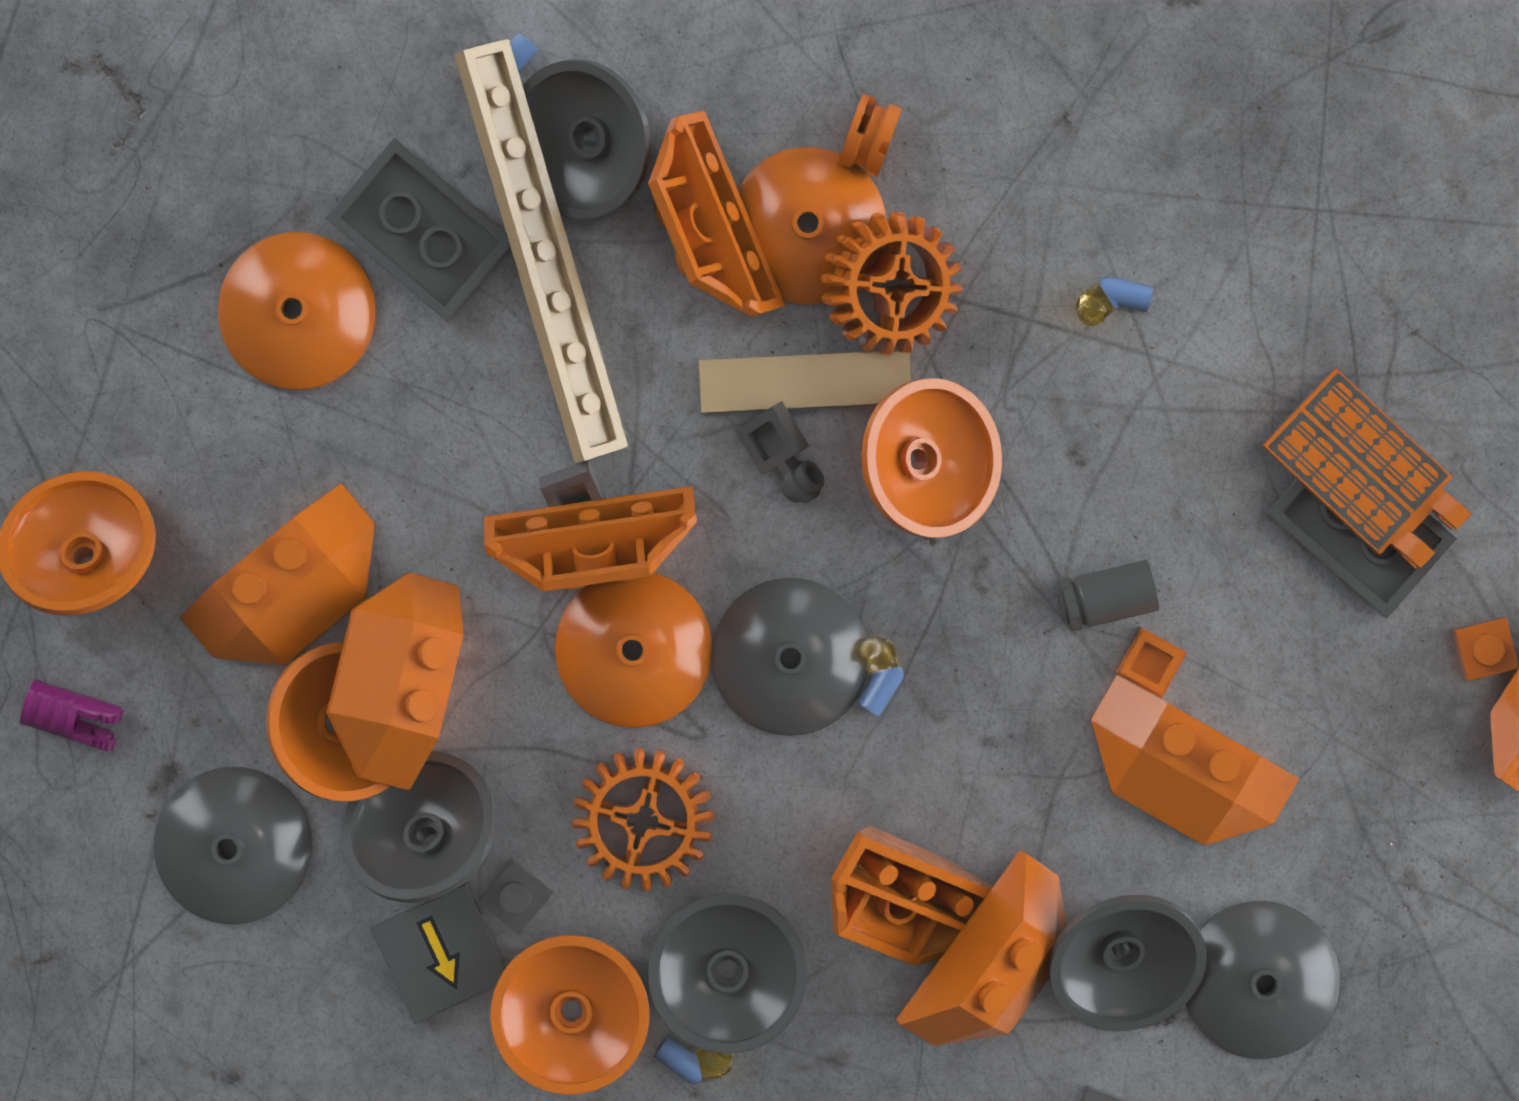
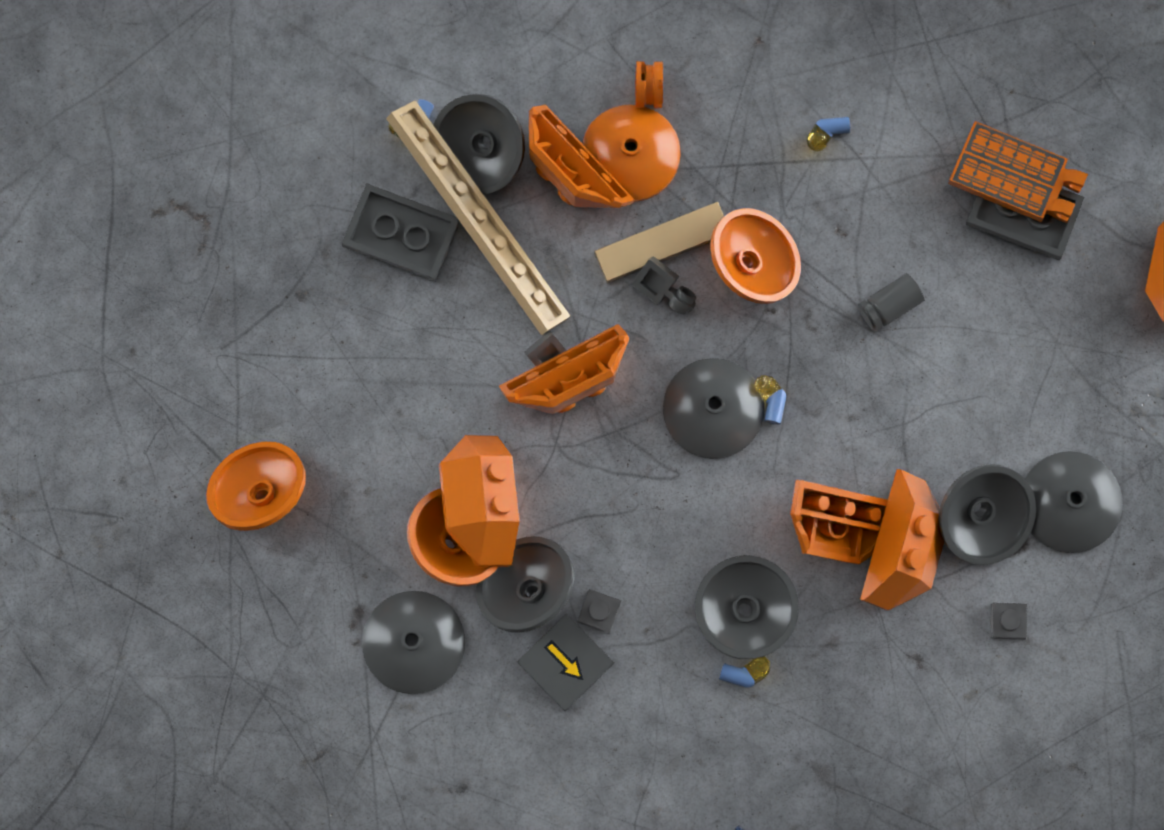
camera: 20 degrees left, 10 degrees down
(60, 711) = (278, 595): magenta hinge -> none
(289, 585) = (392, 470): orange wedge -> none
(334, 318) = (348, 328): orange dish -> none
(560, 1051) = (662, 641): orange dish -> none
(631, 862) = (677, 532): orange gear -> none
(673, 658) = (612, 459): orange dish -> none
(891, 262) = (691, 138): orange gear -> none
(1150, 662) = (931, 335): orange tile -> none
(1184, 767) = (976, 387): orange wedge -> none
(1485, 648) = (1126, 257): orange plate -> none

